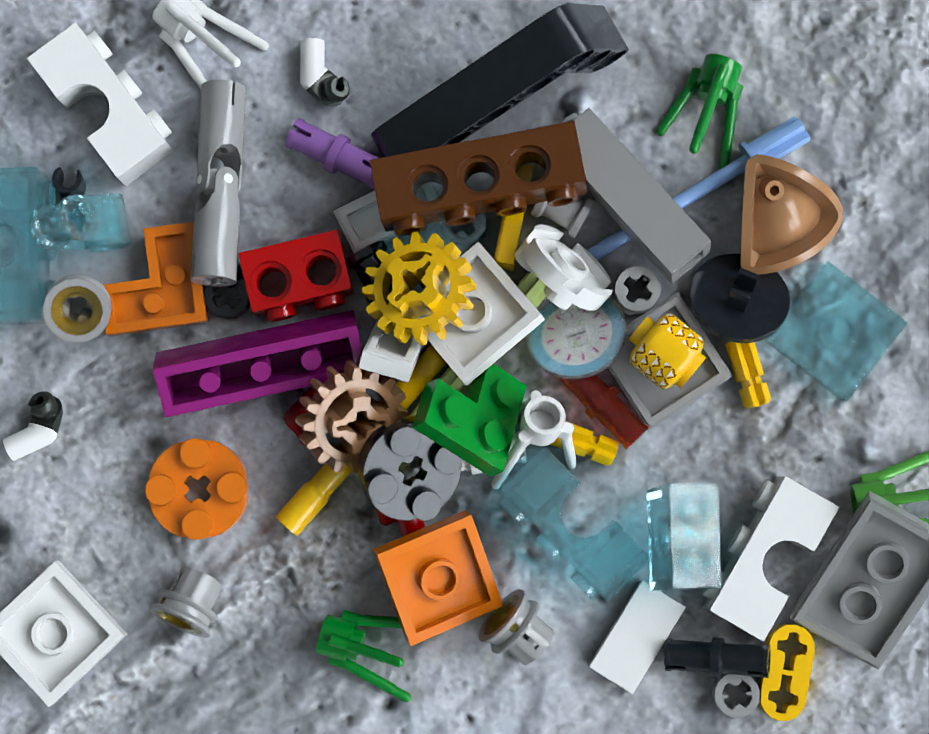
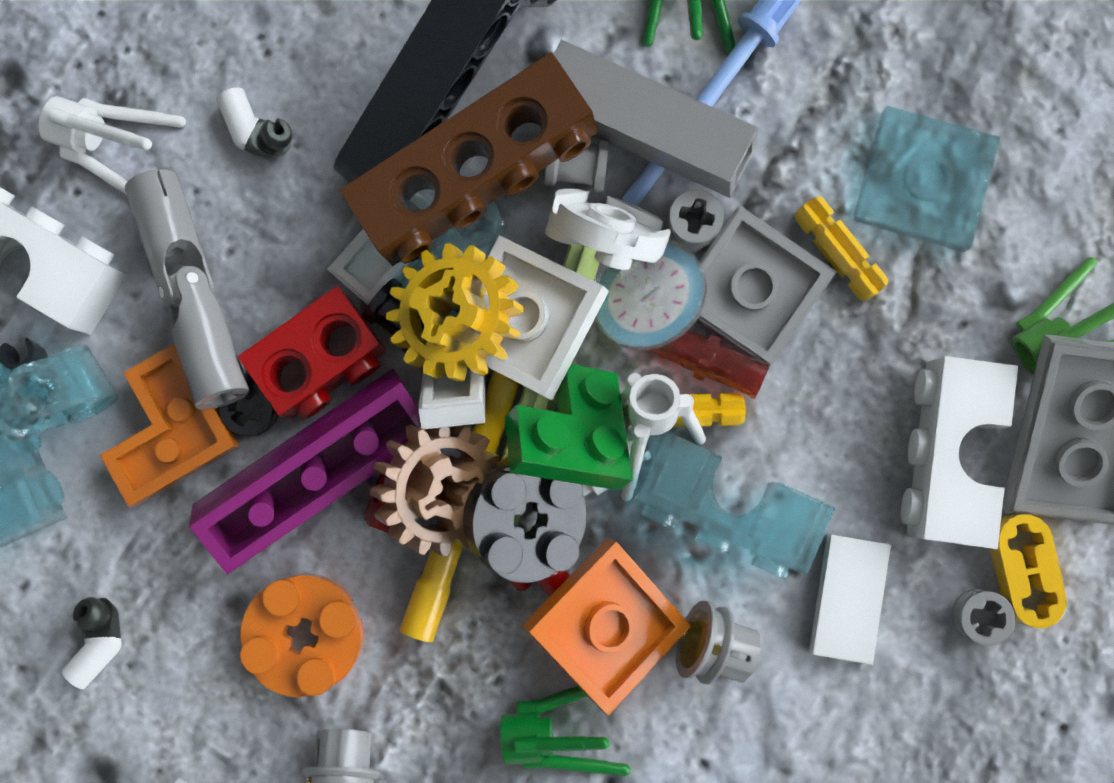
camera: 20 degrees left, 0 degrees up
(71, 325) = (62, 501): piece -> none
(332, 151) = (297, 204): medium lavender pin -> none
(511, 229) = (530, 212): yellow tile -> none
(666, 351) = (757, 271): yellow head -> none
(684, 537) = (861, 469): clear light blue brick -> none
(717, 658) = (951, 586): black pin -> none
(737, 301) = (809, 184): black piece -> none
(784, 215) = (822, 73): medium nougat hat -> none

